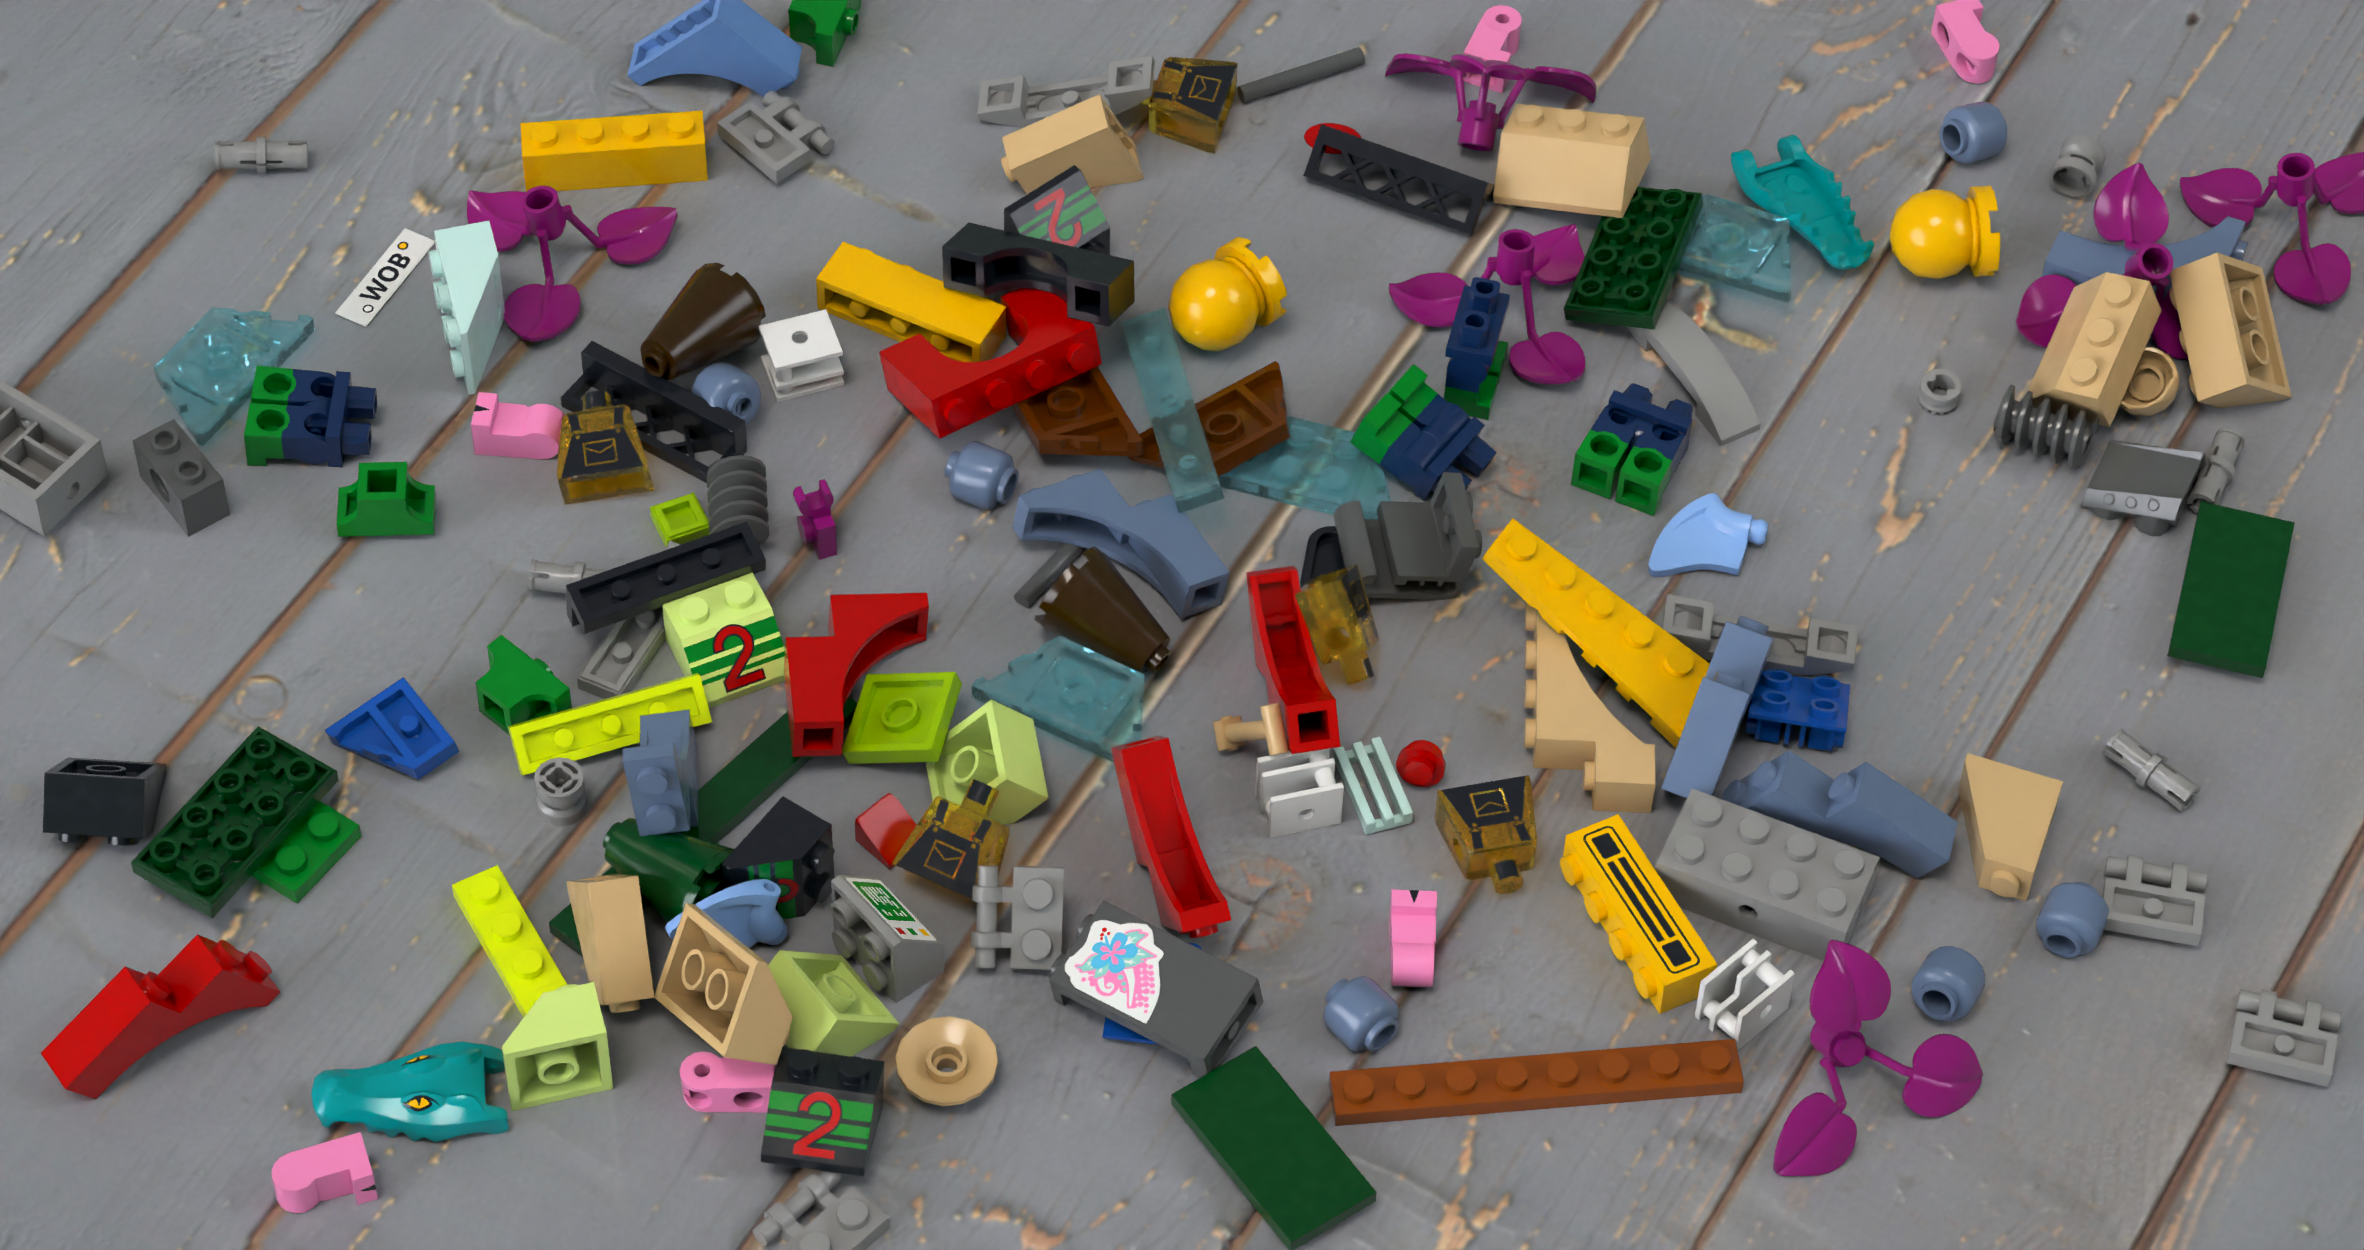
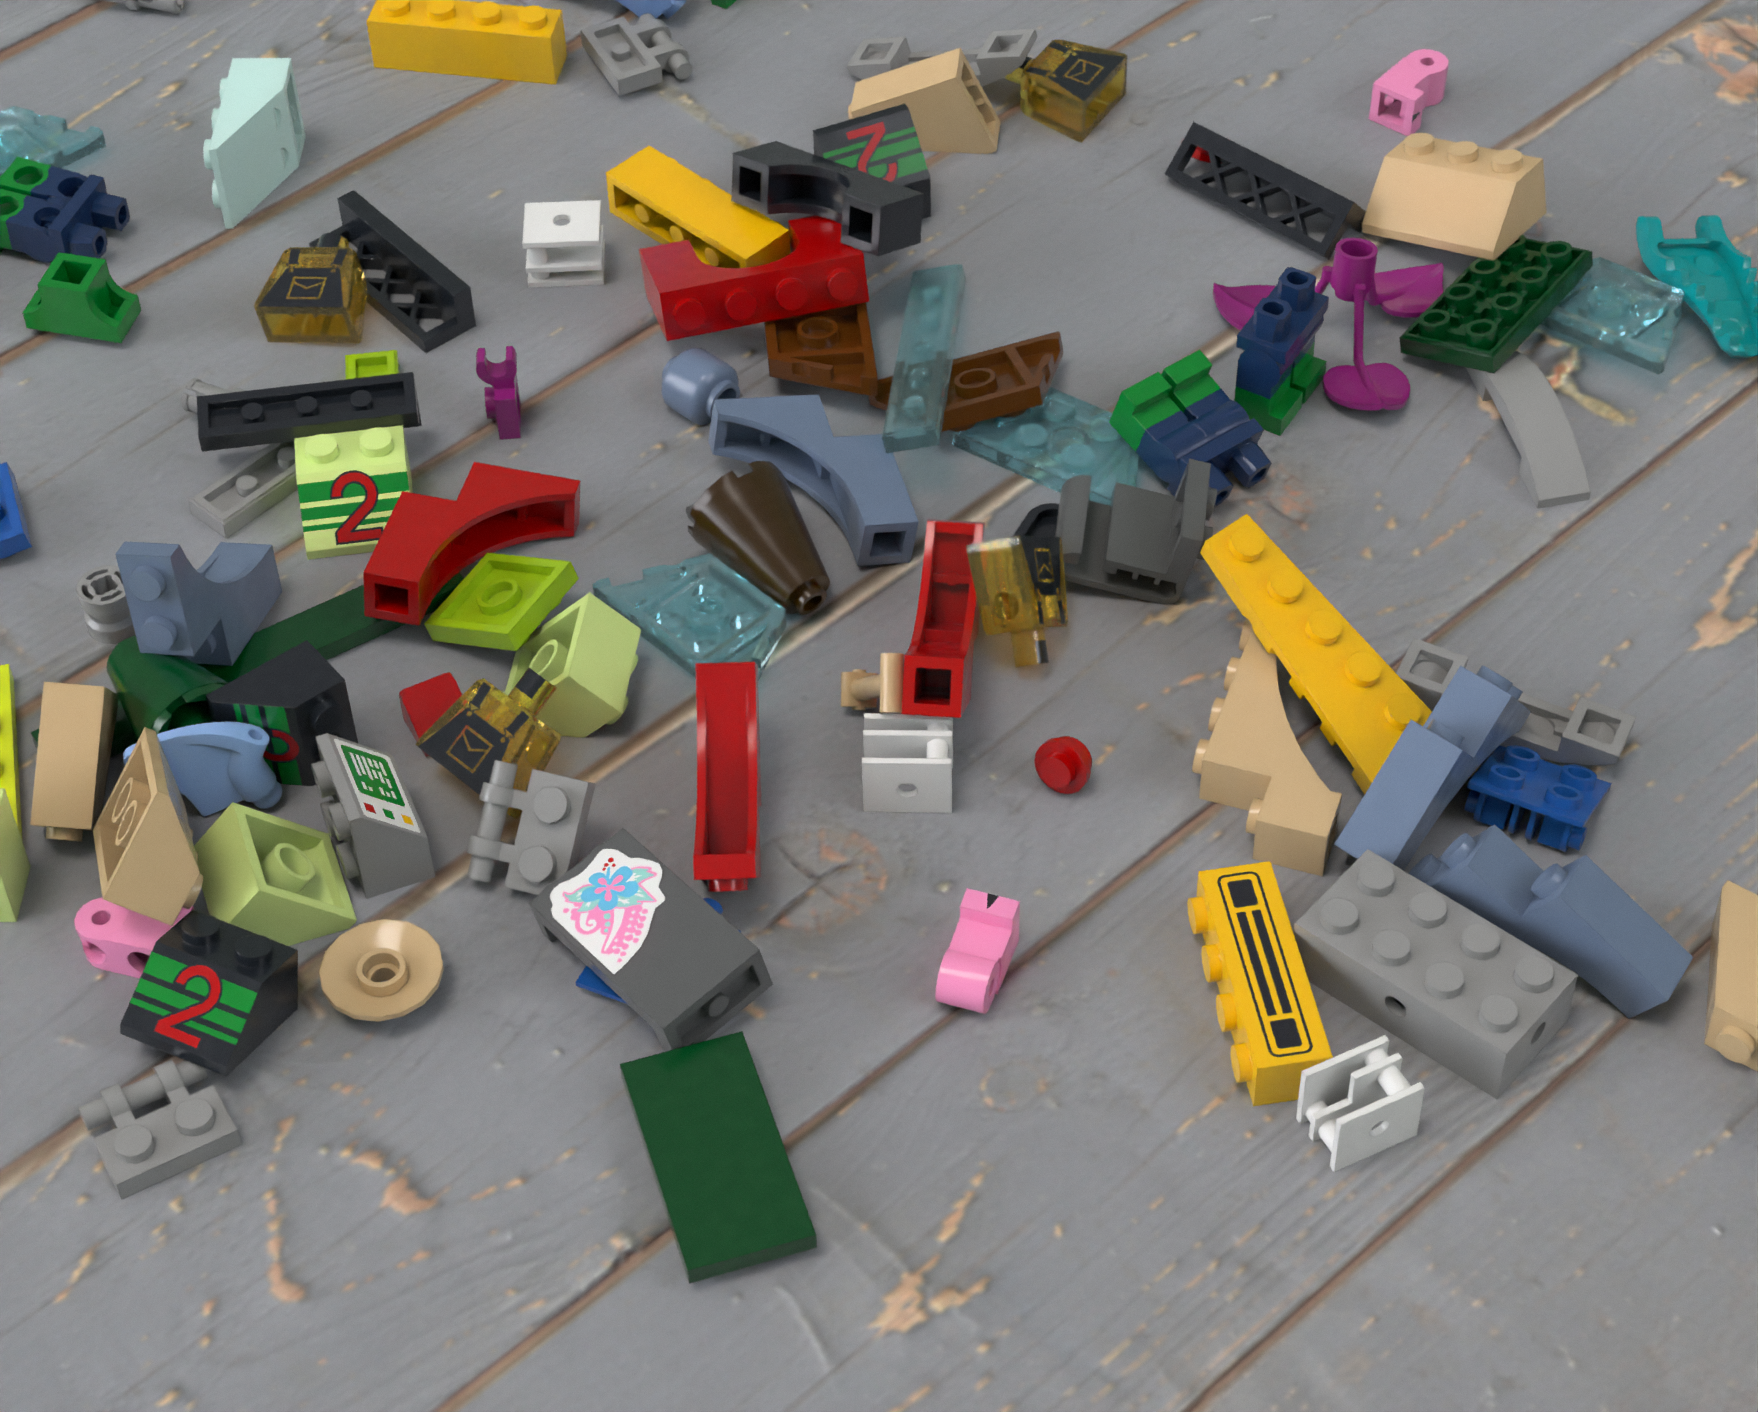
camera: 20 degrees right, 5 degrees down
(385, 277) = (182, 124): white sticker -> none
(515, 429) = (237, 258): bright pink leg -> none
(518, 687) = (120, 499): green brick -> none
(546, 311) = (355, 75): magenta plant -> none
(604, 723) = (201, 538): neon yellow plate -> none
(703, 323) = (467, 194): dark brown cone -> none
(729, 389) = (468, 249): sand blue head -> none
(738, 495) = (437, 355): dark grey piece -> none
(1225, 297) = (1021, 261): yellow tile -> none
(1301, 75) = (1198, 85): dark grey bar -> none
(1361, 1014) = (884, 1024): sand blue head -> none
(1362, 755) = (999, 744): light aqua tile -> none
(1480, 120) = (1371, 144): magenta plant -> none
(1490, 830) = (1118, 851): clear yellow torso -> none
(1535, 1082) = (1071, 1151): dark orange plate -> none
(1635, 444) = (1430, 488): hips -> none
(1705, 538) = (1486, 595): light blue arm -> none
(1844, 993) = (1463, 1120): magenta plant -> none
(1948, 983) = (1626, 1147): sand blue head -> none

